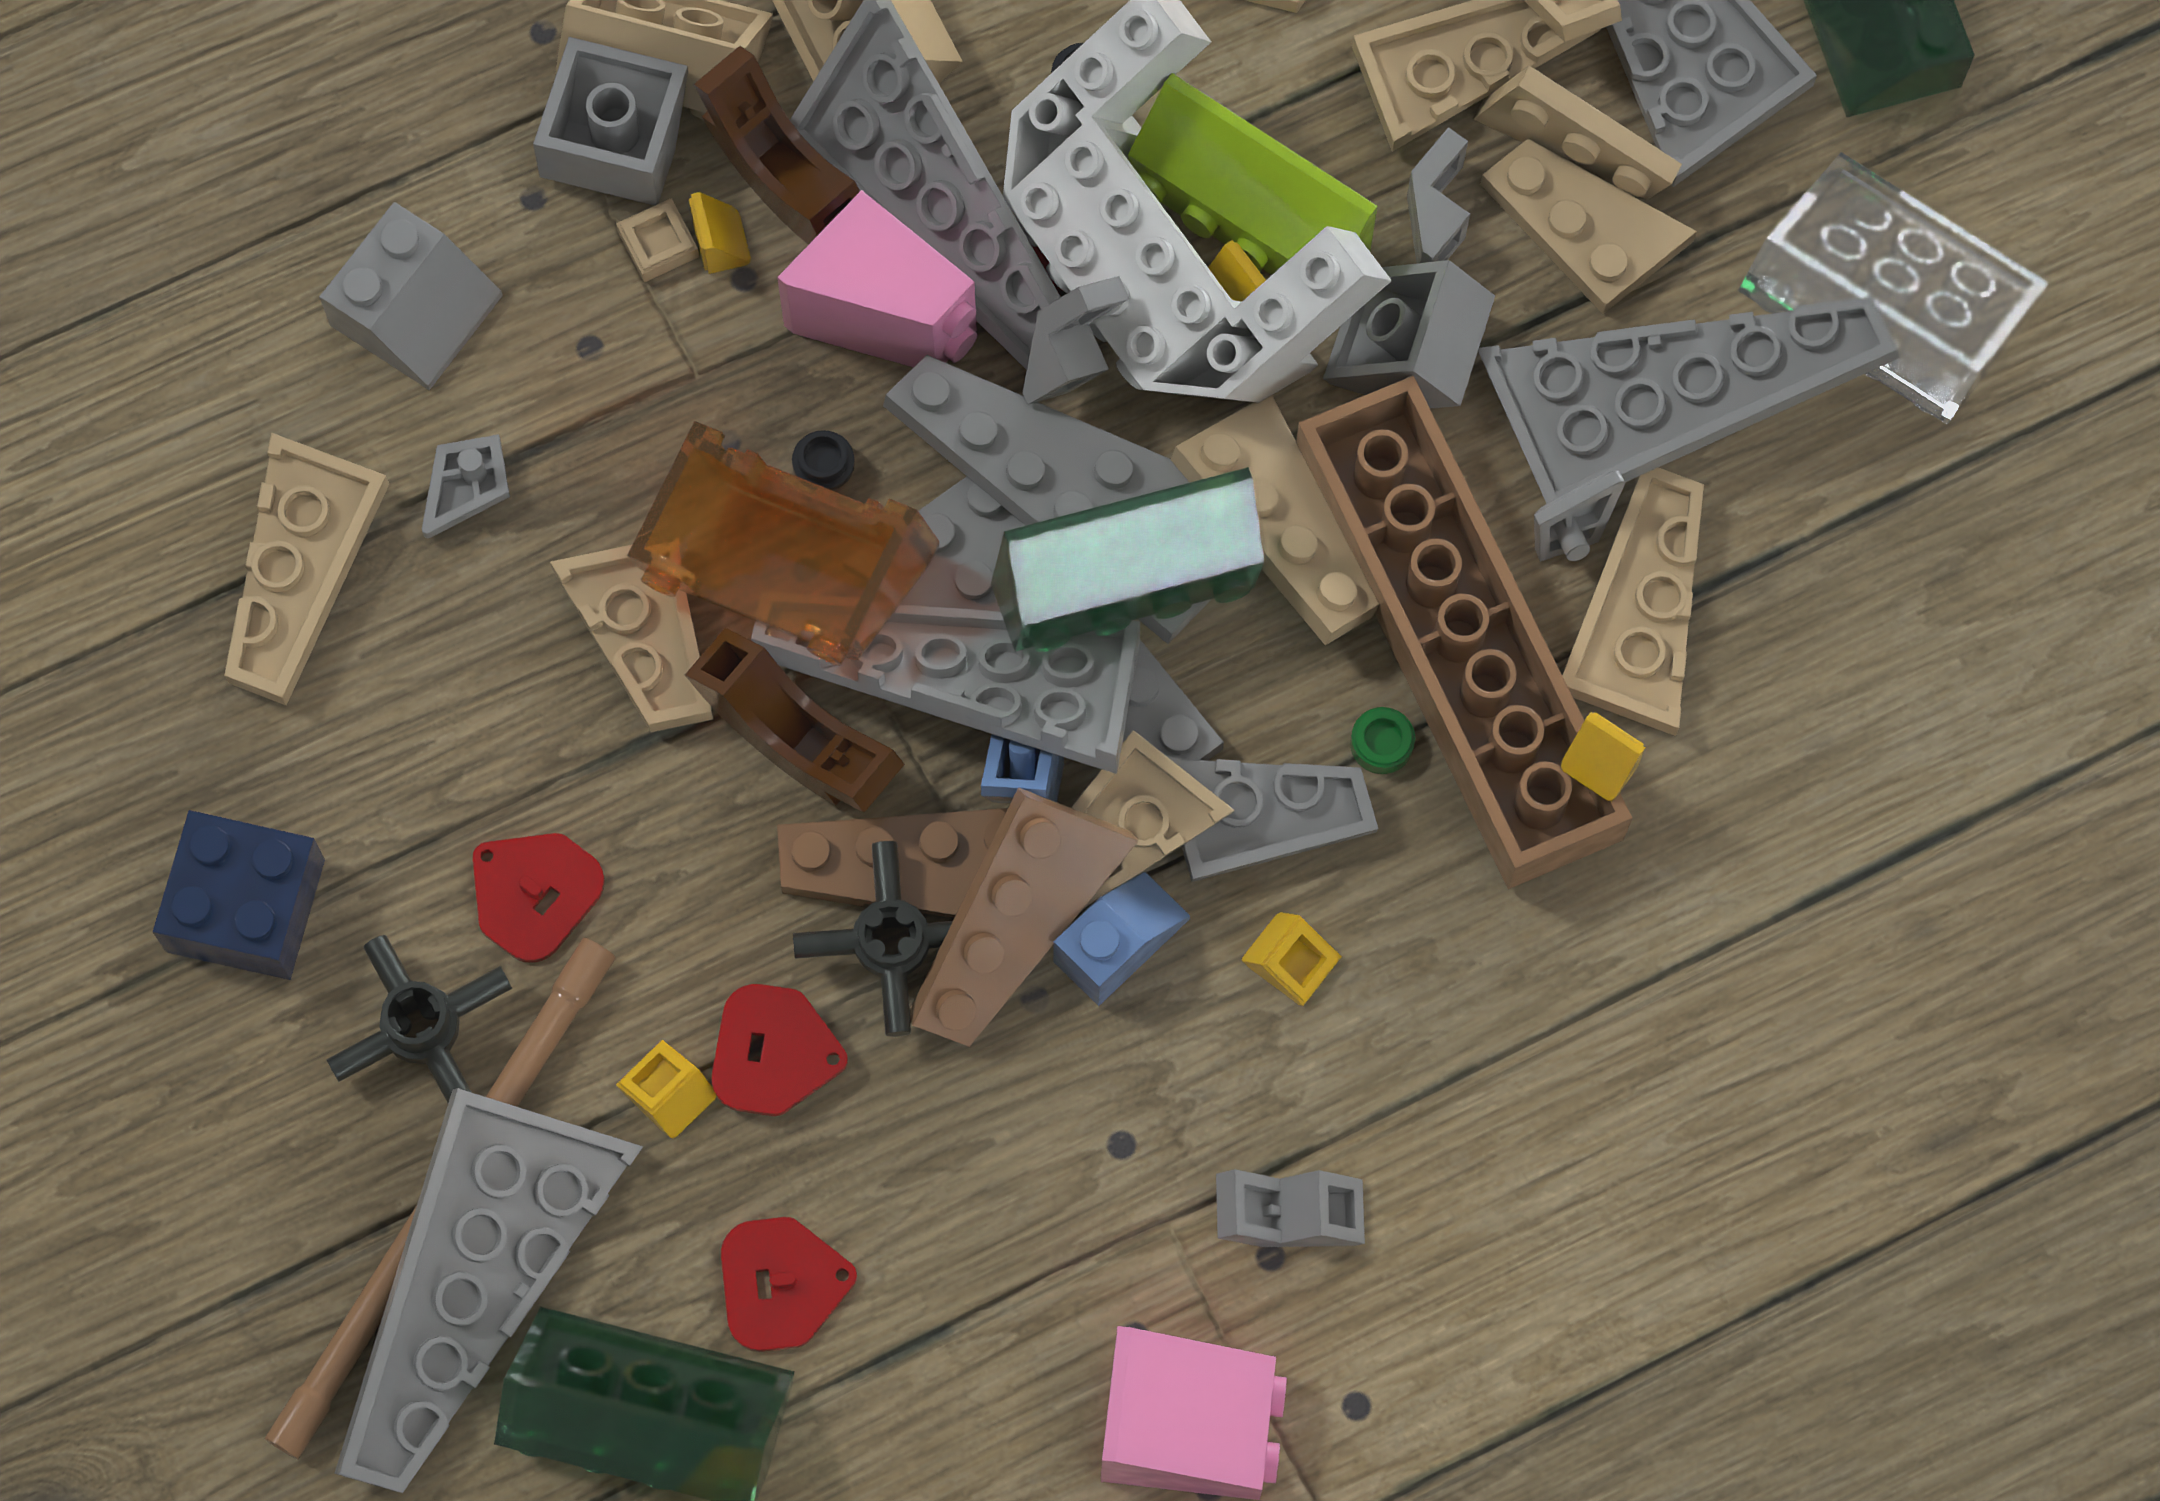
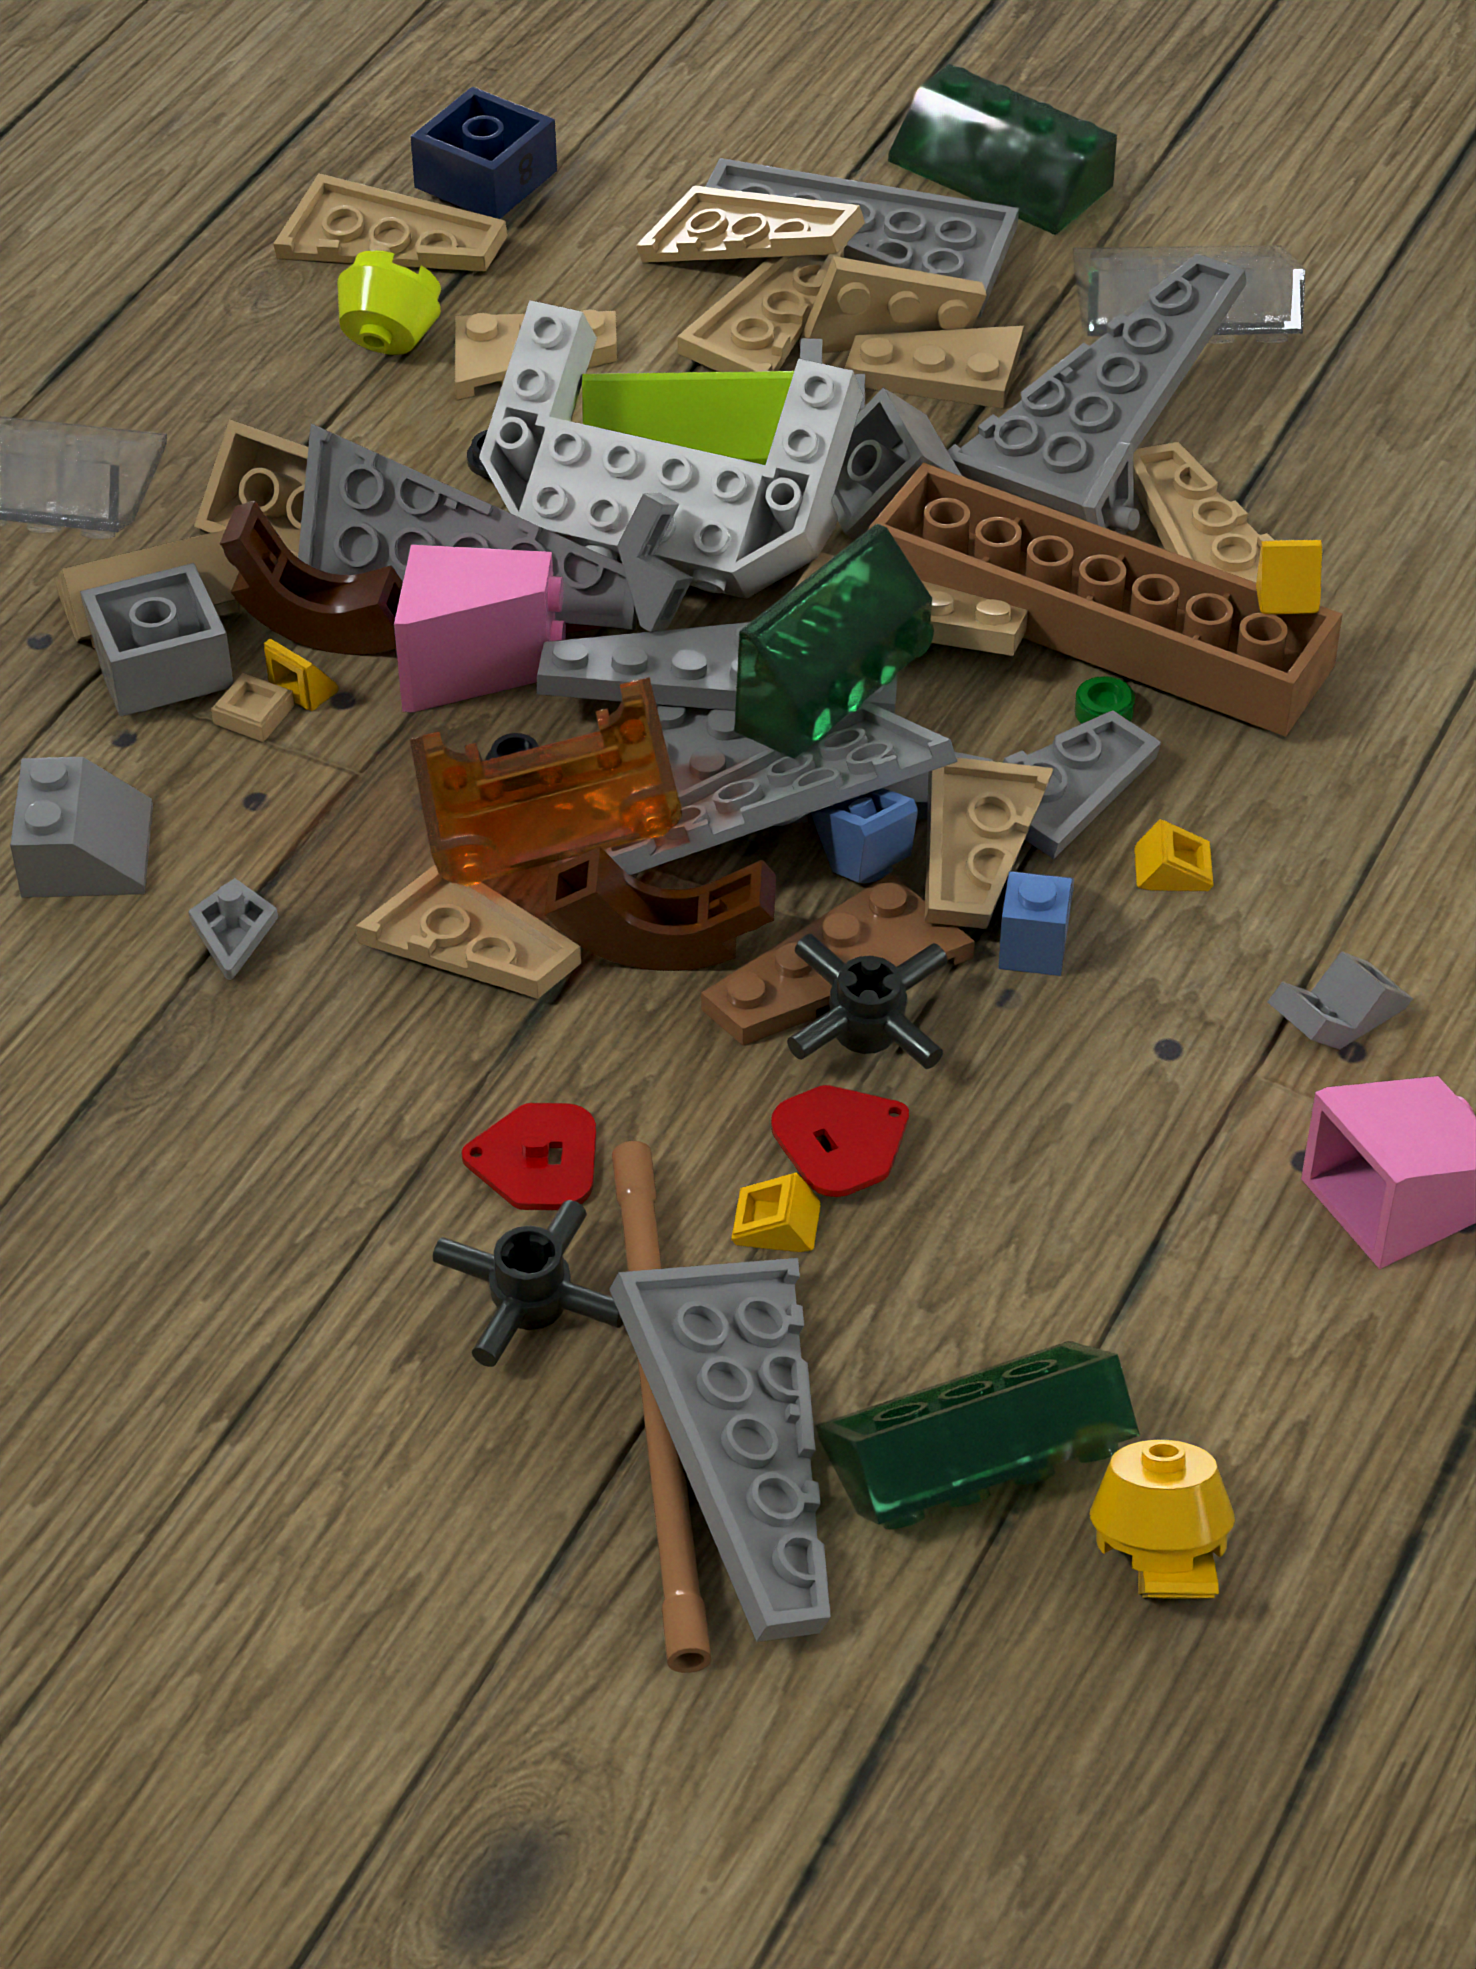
camera: 35 degrees left, 25 degrees down
(239, 895) = (290, 1282): dark blue brick -> none
(302, 549) = (134, 1042): tan wing -> none
(800, 1282) = (1009, 1278): red piece -> none
(1021, 900) = (954, 901): medium nougat wing -> none

